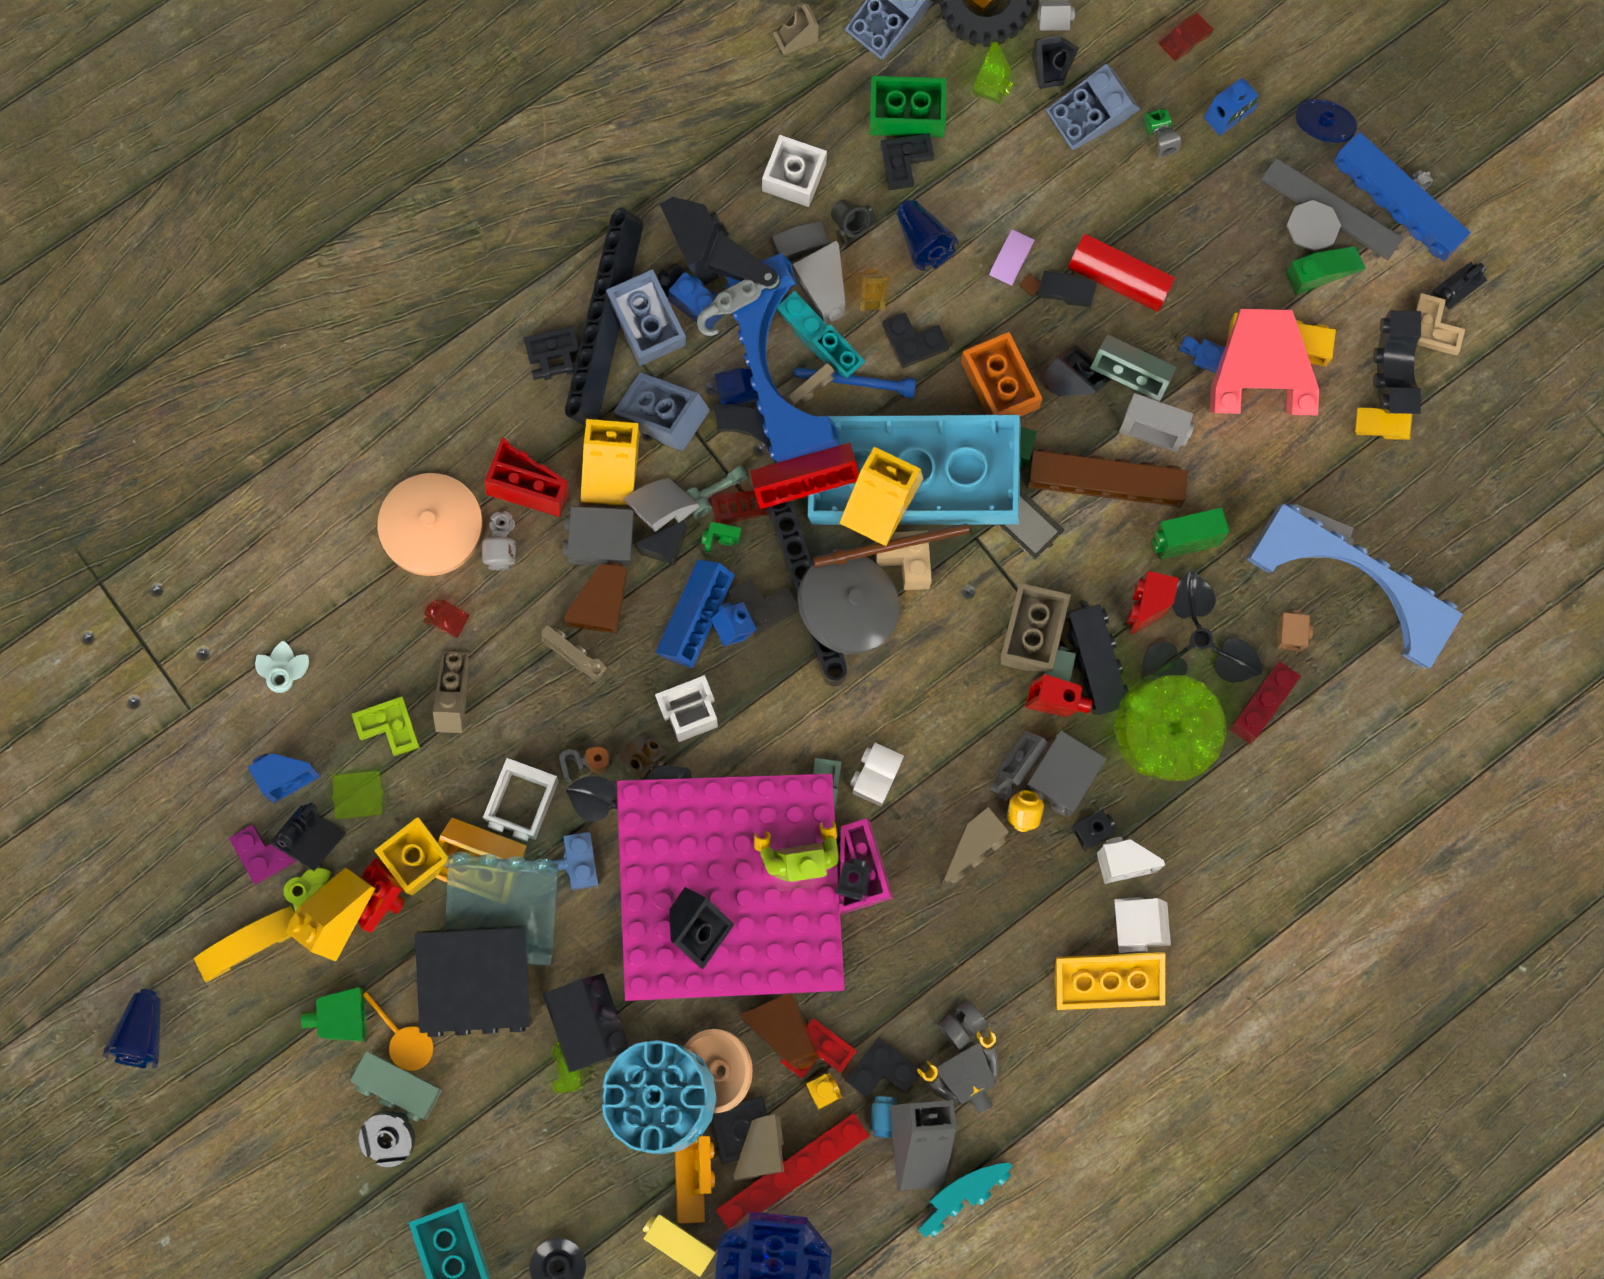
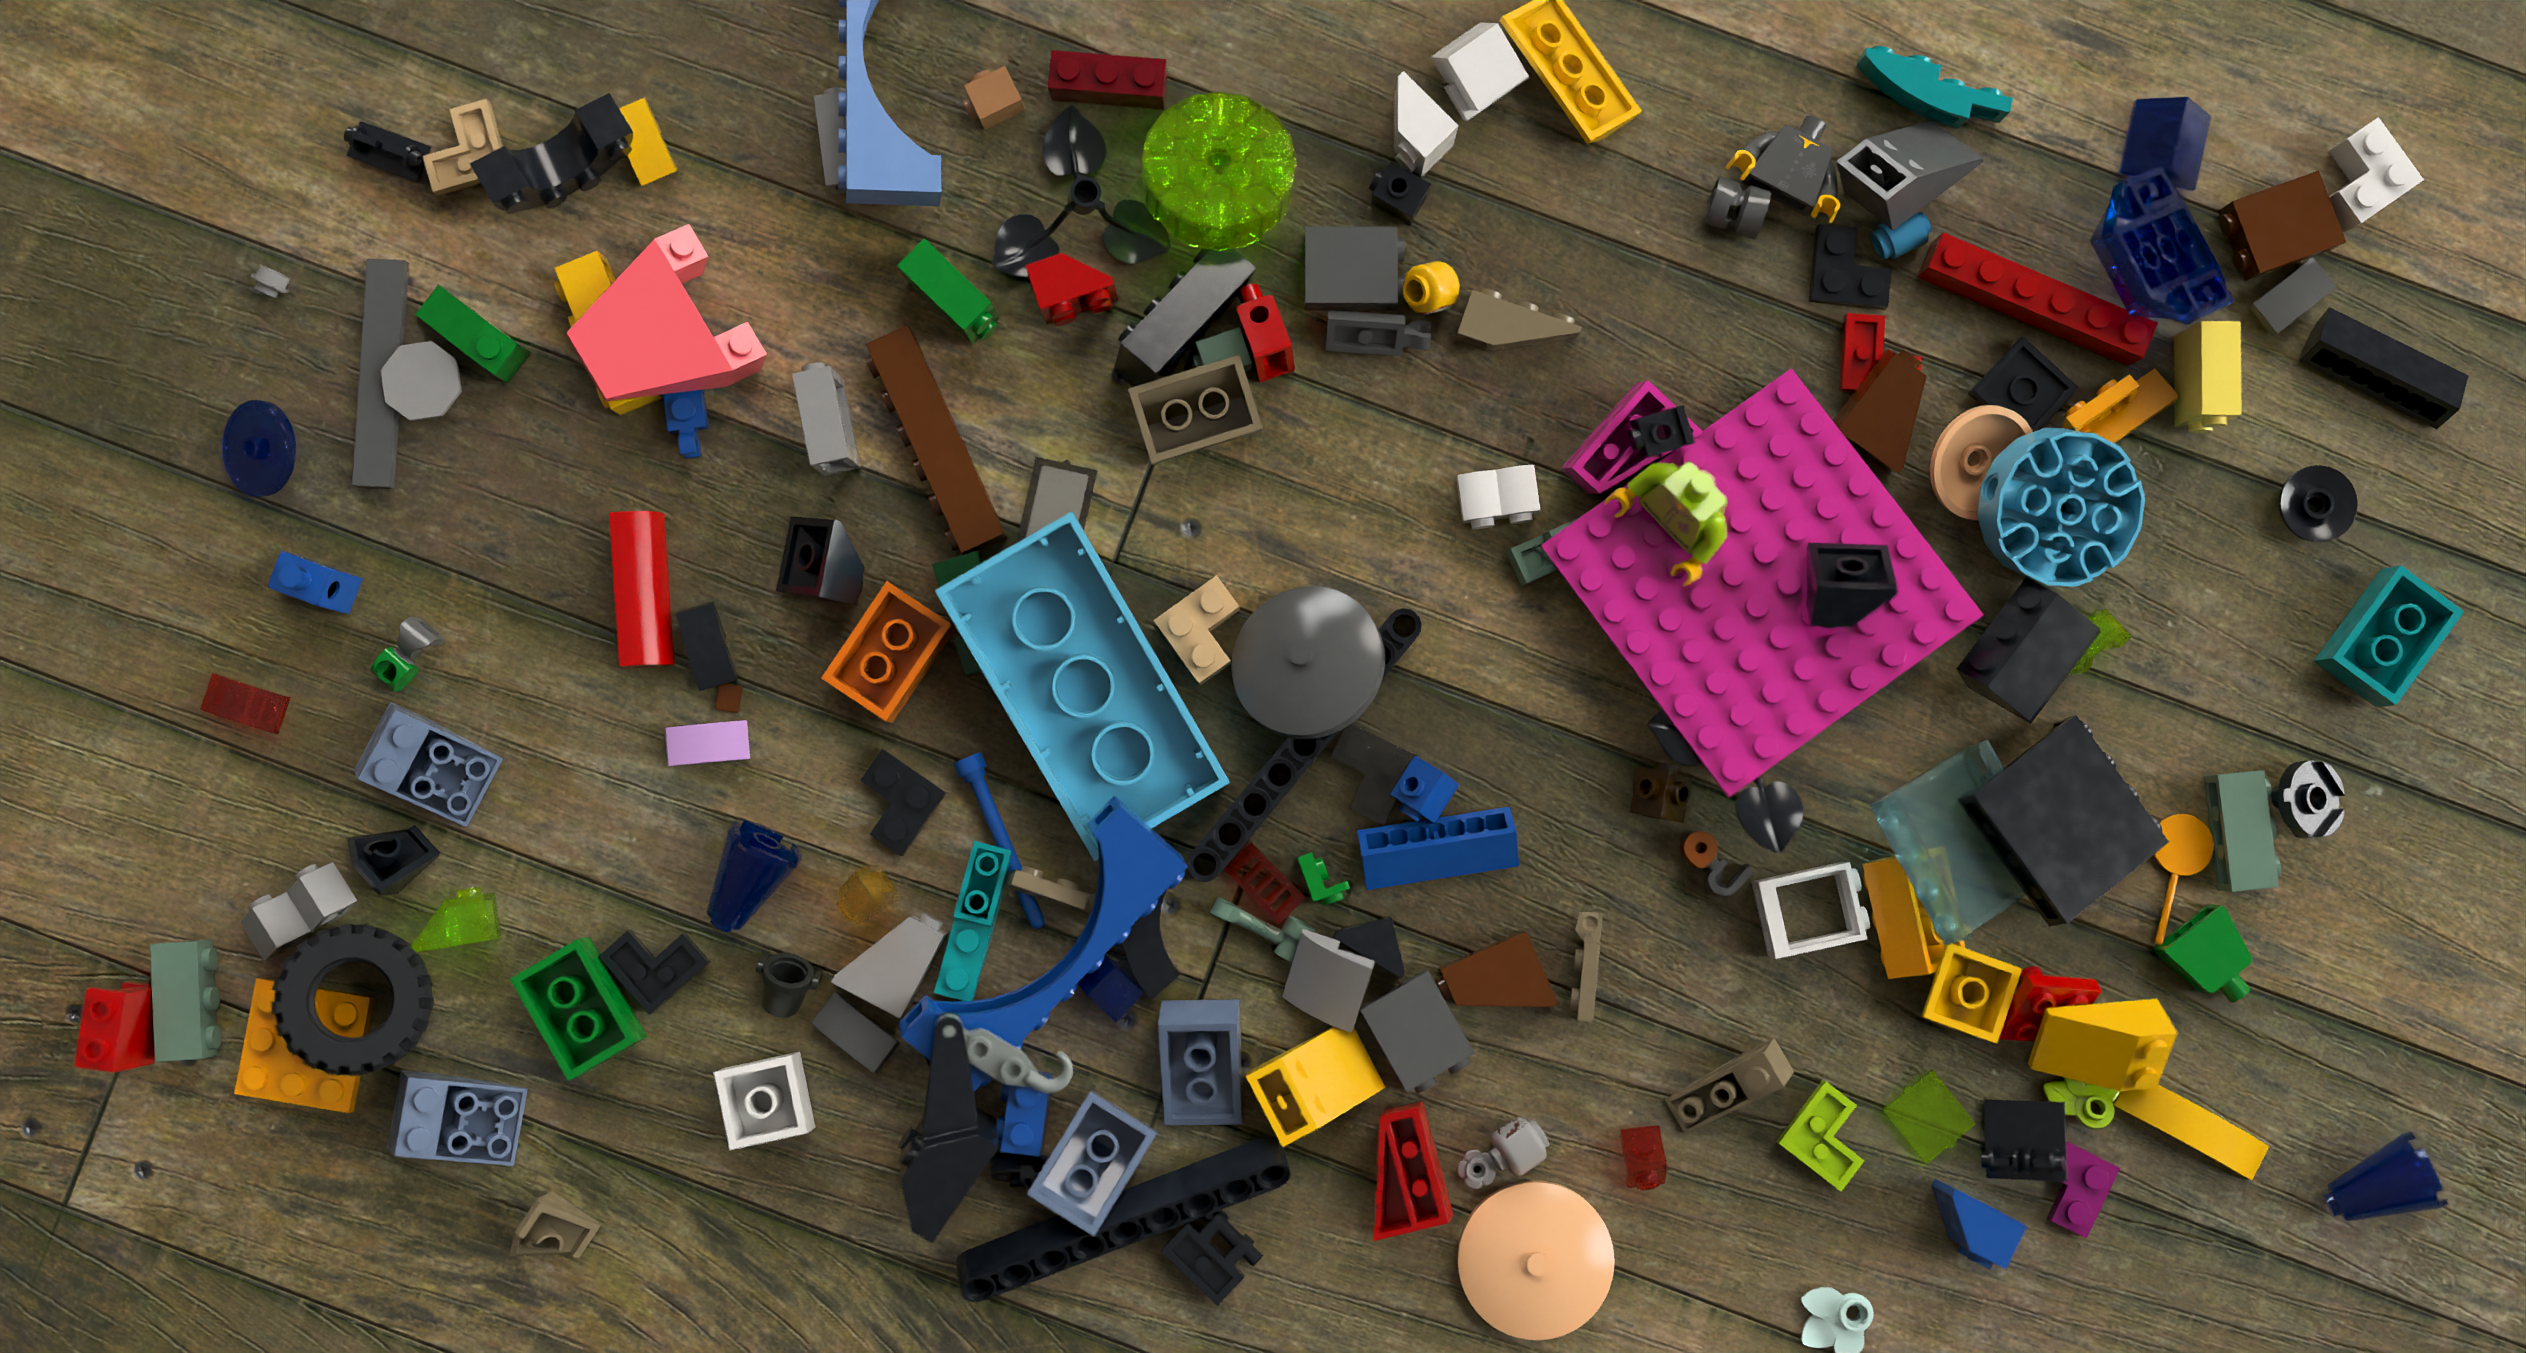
camera: 115 degrees left, 10 degrees up
(579, 861) = (1837, 791): medium blue plate -> none
(688, 708) = (1568, 775): white plate -> none
(761, 1149) = (2040, 348): dark tan slope -> none
(804, 475) = (1182, 817): red brick -> none
(824, 1091) = (1919, 322): yellow brick -> none
(841, 556) = (1259, 704): reddish brown bar -> none
(881, 496) = (1156, 699): yellow slope -> none
(1133, 367) = (766, 494): sand green brick -> none
(1401, 197) = (309, 291): blue brick -> none

